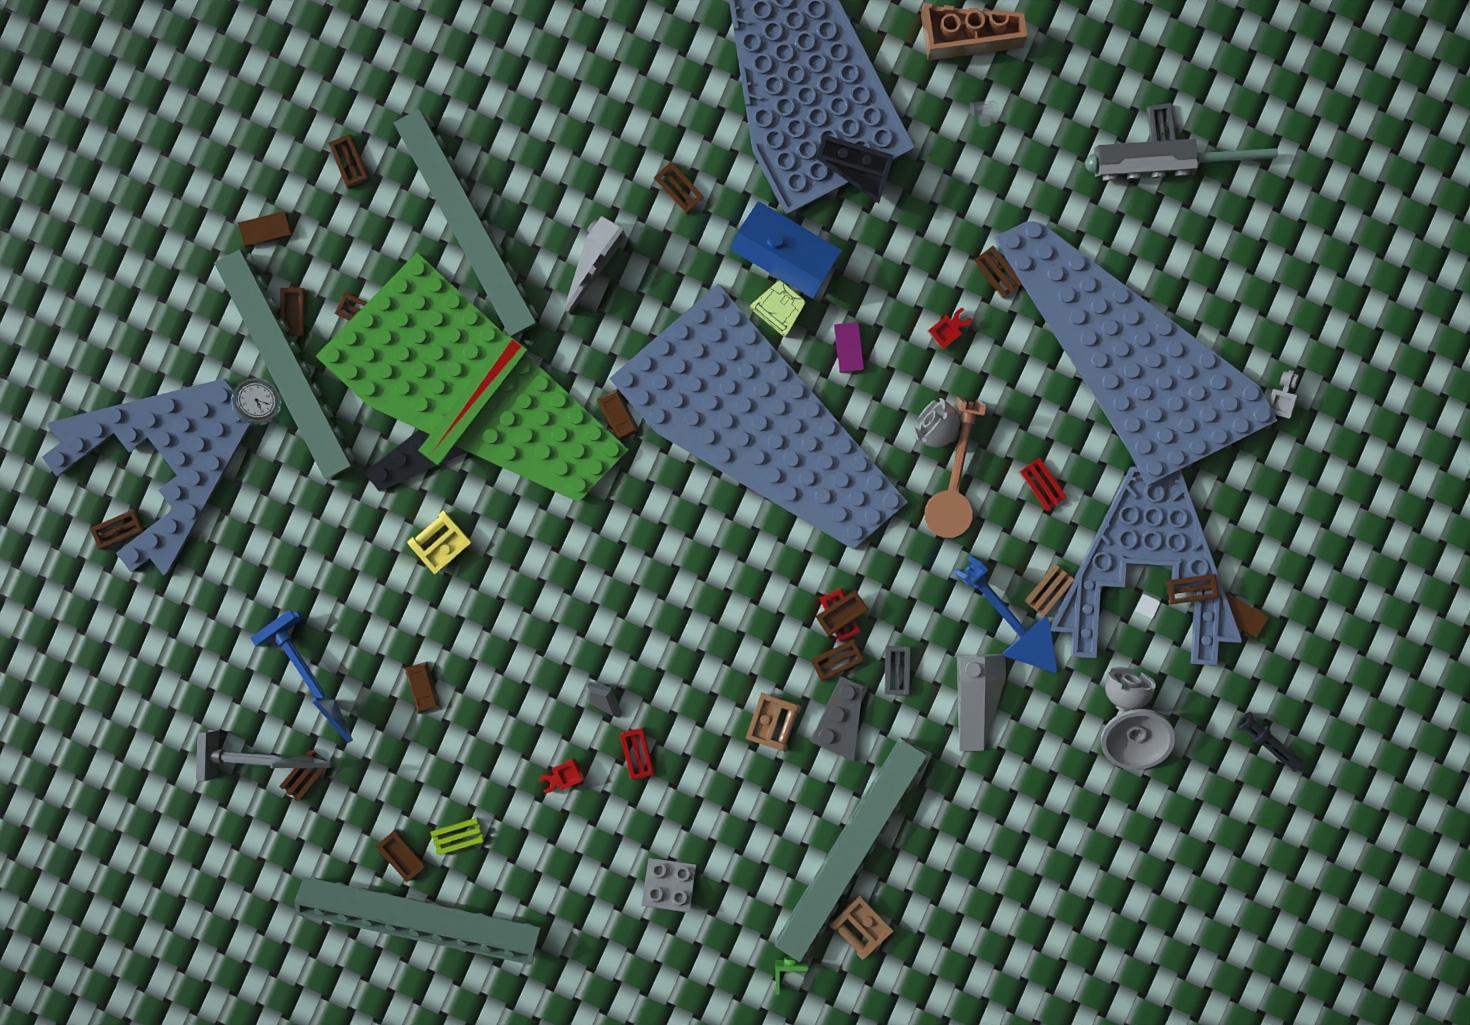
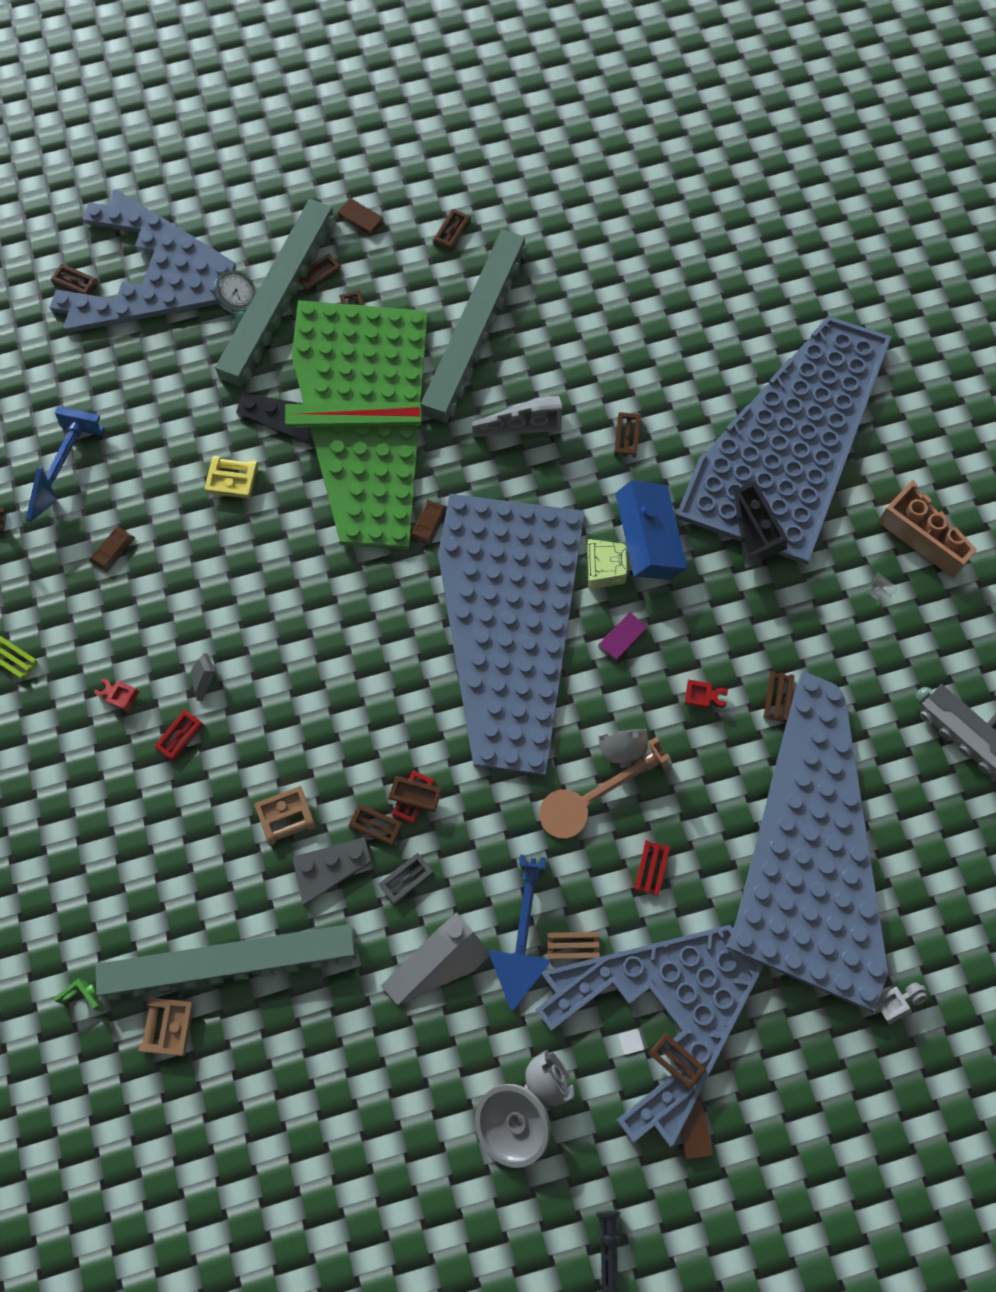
camera: 55 degrees right, 20 degrees down
(668, 885) = (86, 842): light grey hinge -> none

